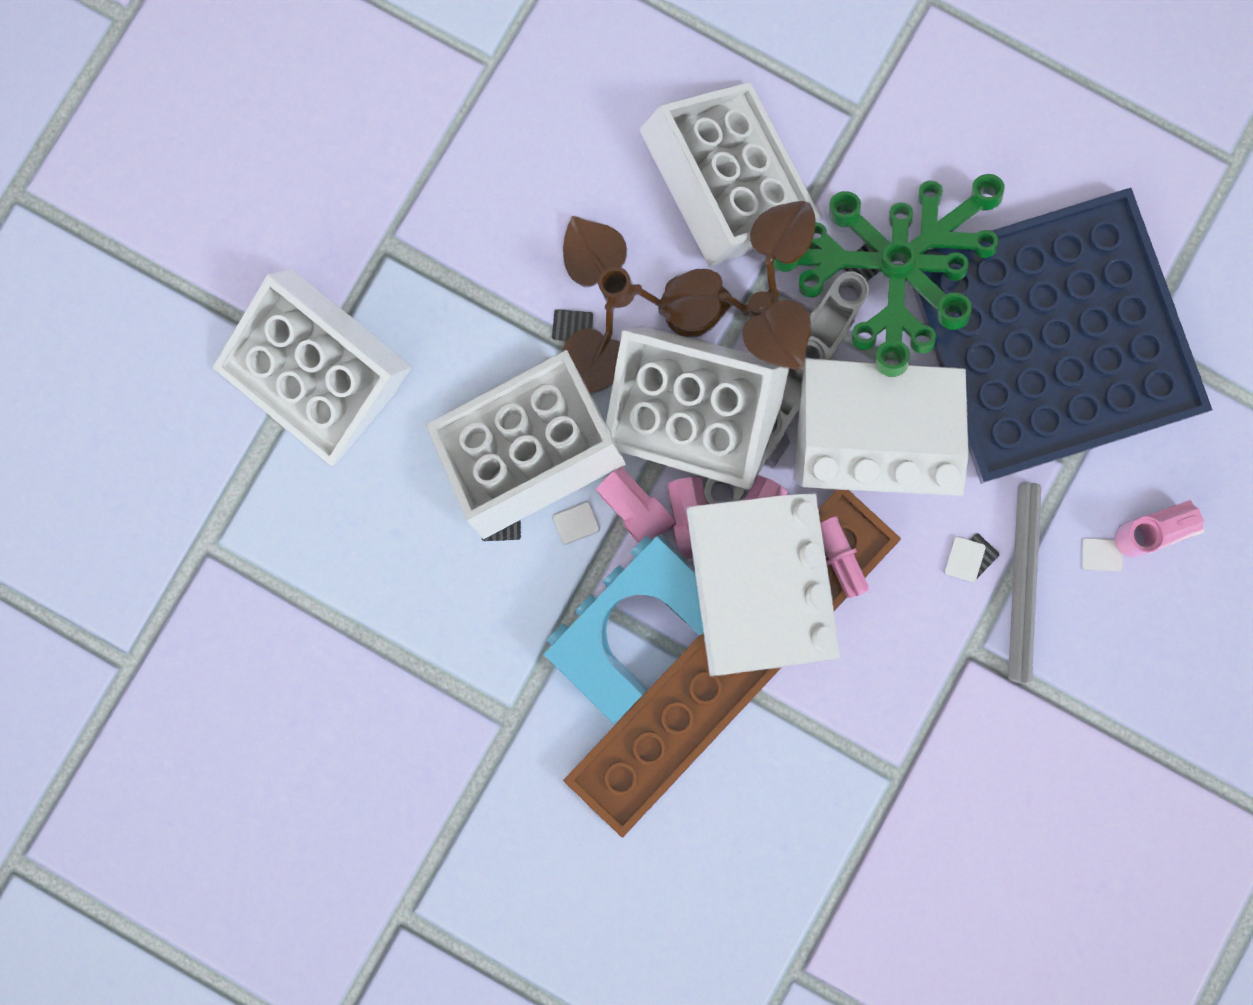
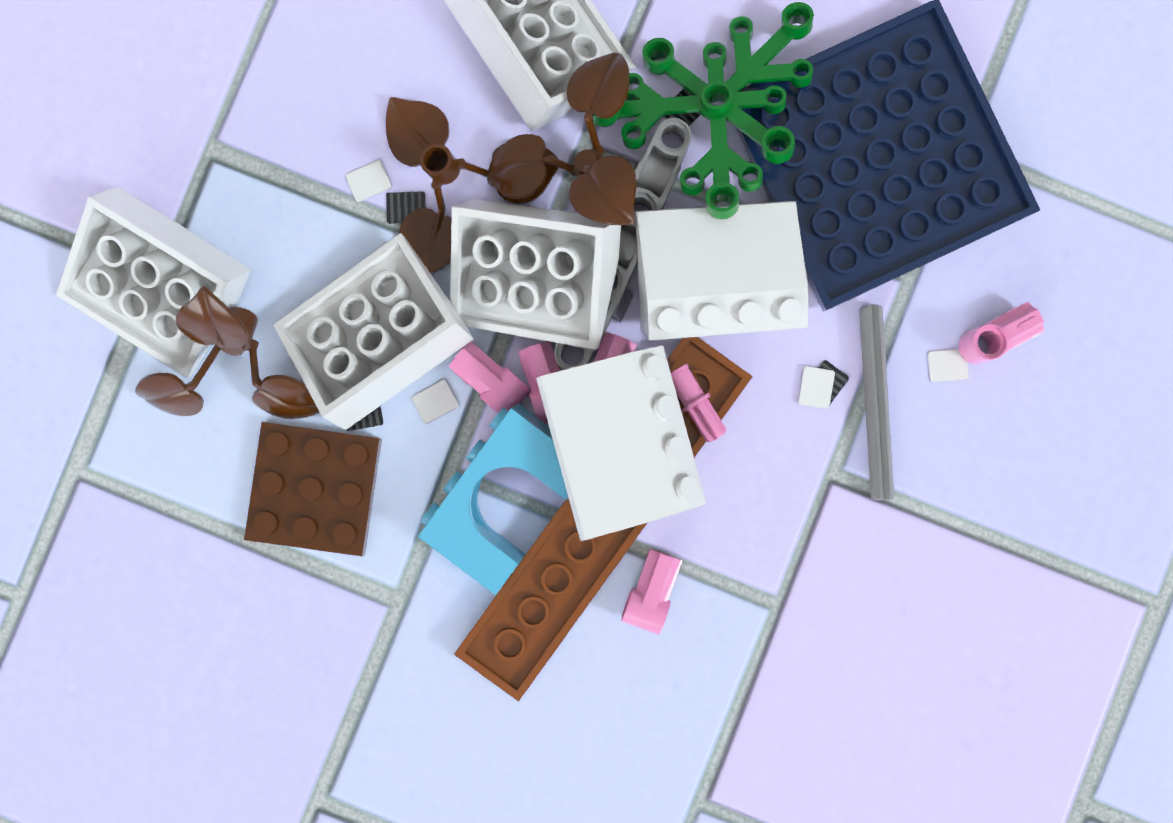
camera: 15 degrees left, 5 degrees up
(385, 422) = (231, 330): none -> reddish brown plant
(441, 594) = (313, 489): none -> reddish brown plate
(538, 295) = (368, 181): none -> white sticker
(768, 752) = (649, 600): none -> bright pink piece

